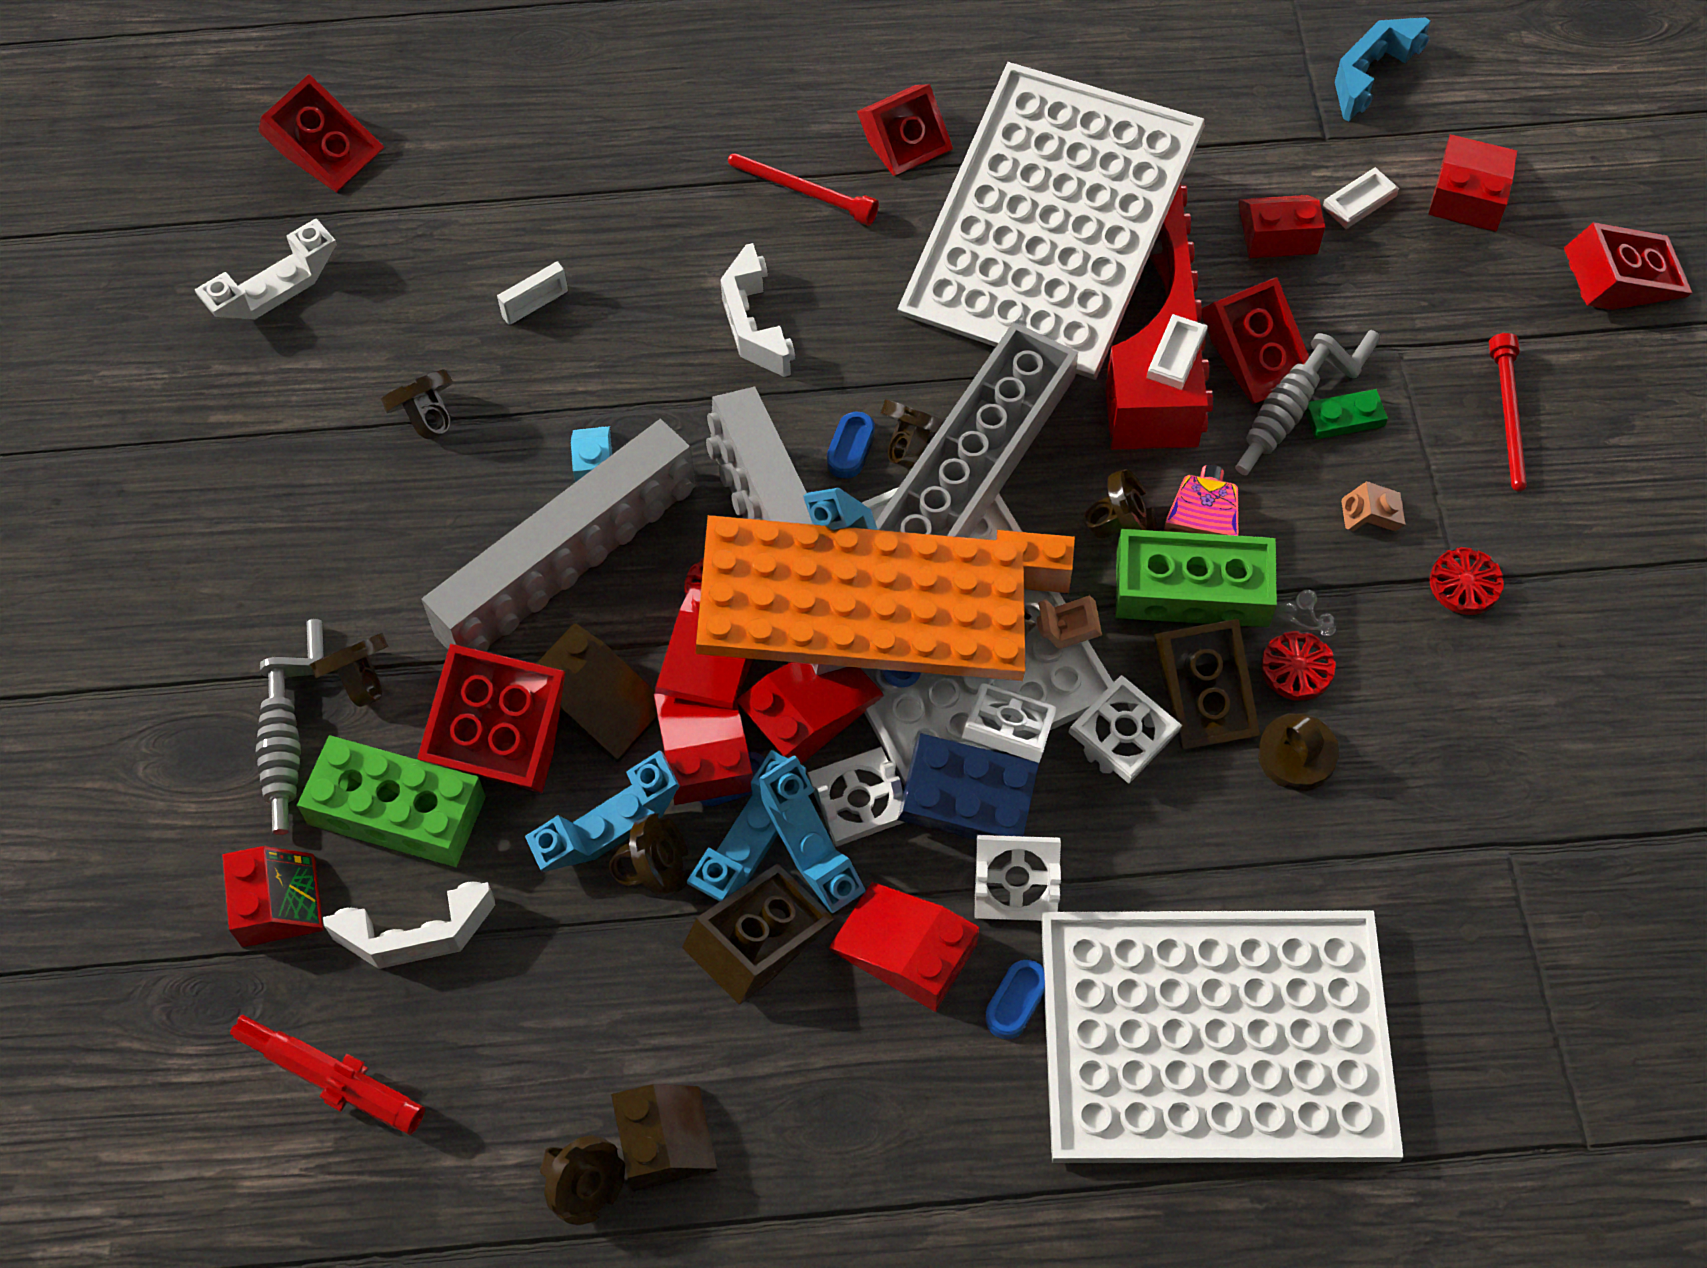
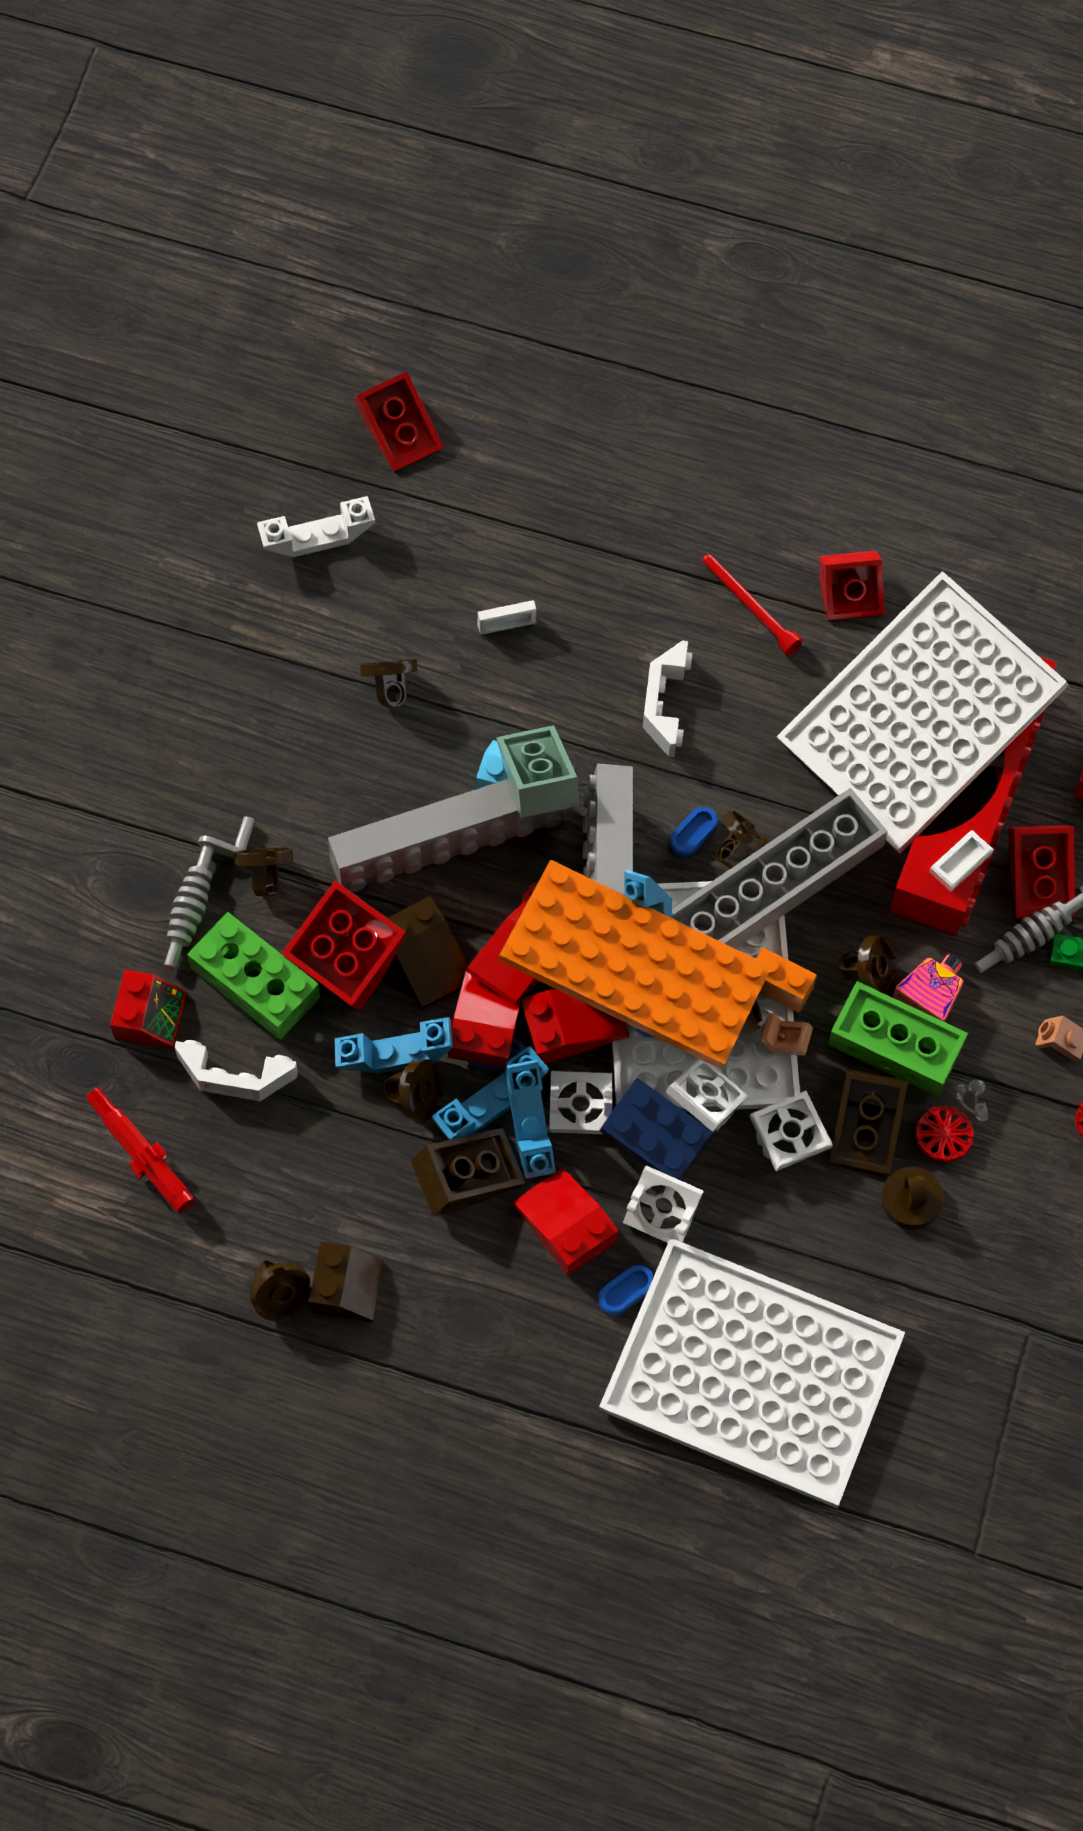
camera: 20 degrees right, 5 degrees up
(648, 430) = (538, 771): none -> sand green slope

